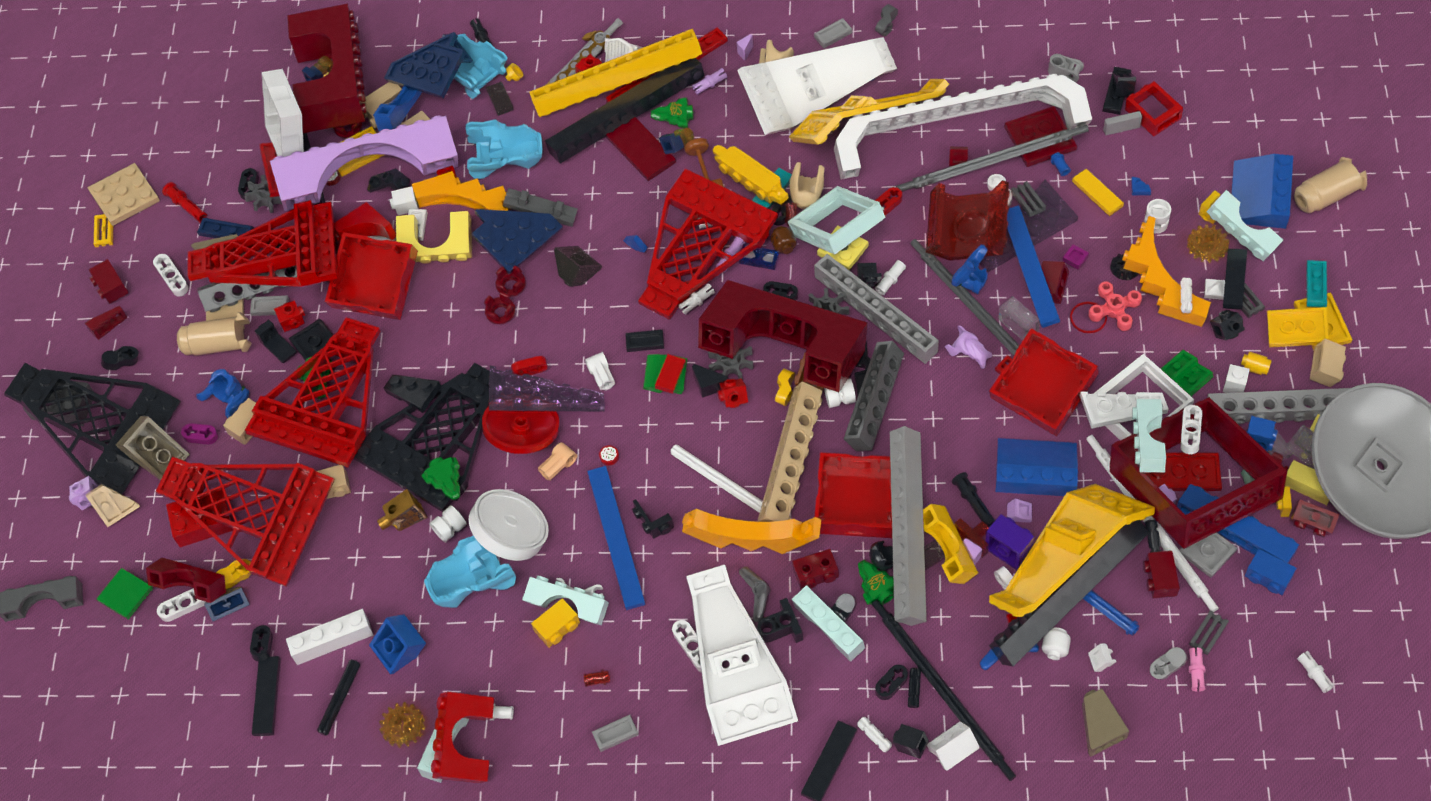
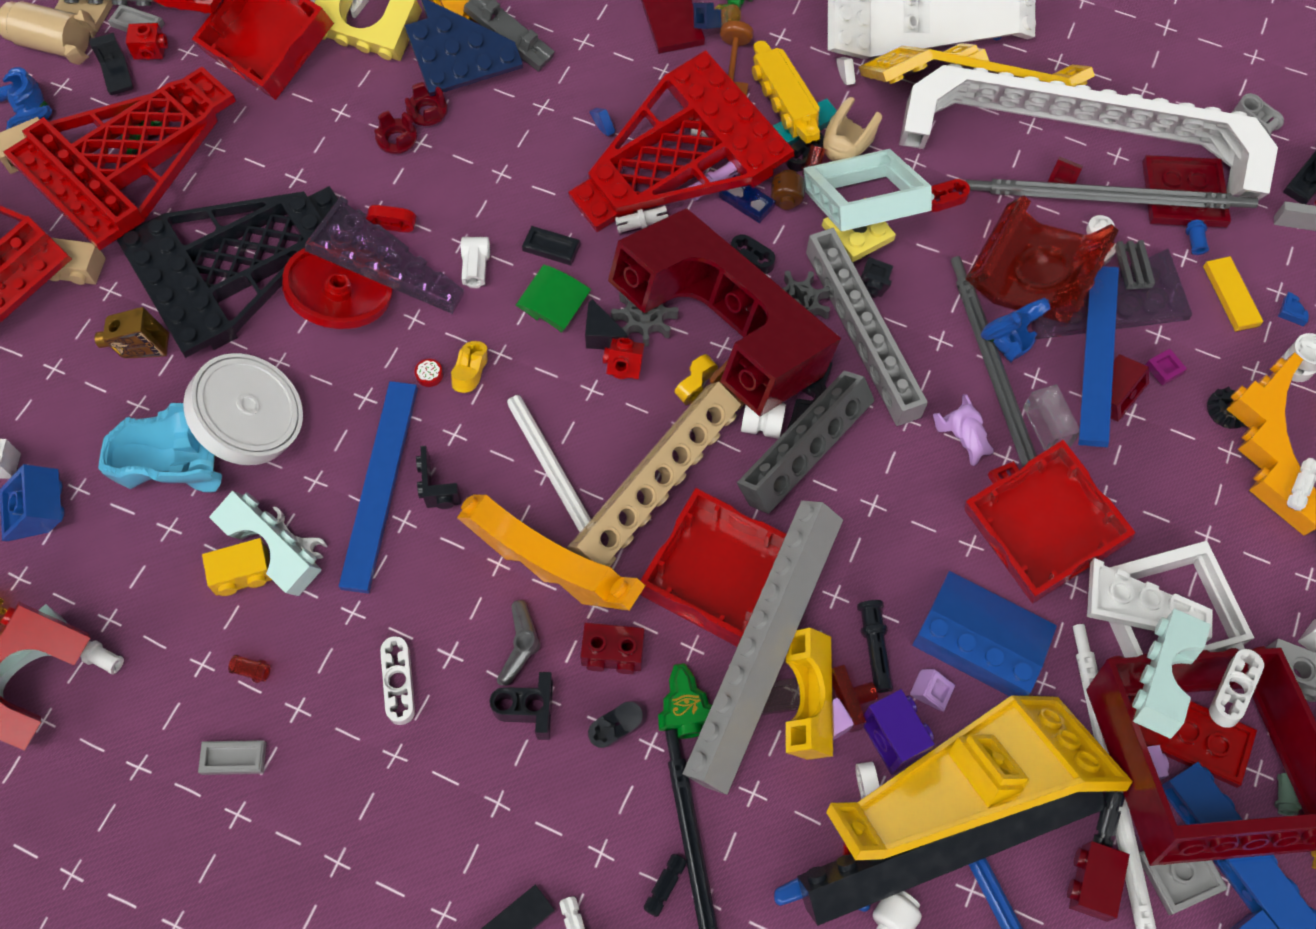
camera: 15 degrees right, 5 degrees up
(311, 339) = (154, 76): black tile -> none
(413, 390) = (234, 189): black wing -> none
(444, 476) = (202, 310): green rock -> none
(448, 523) = (176, 375): white wheel -> none
(561, 457) = (367, 350): light nougat piece -> none
(575, 265) = (514, 117): clear smoke slope -> none
(634, 440) = (464, 377): none -> yellow piece
(670, 373) = (557, 299): red tile -> none
(747, 694) = (432, 788): white wing -> none
(782, 142) = (846, 70): none -> white tile
(836, 630) = (590, 735): light aqua arch -> none
(881, 556) = (710, 669): black hair -> none
(890, 277) = (903, 293): white pin -> none
(894, 685) = (641, 868): black beam -> none
(1092, 303) = (1158, 437): red piece -> none
(1115, 306) = (1193, 456): coral gear -> none
(1187, 372) = (1258, 592): green slope -> none

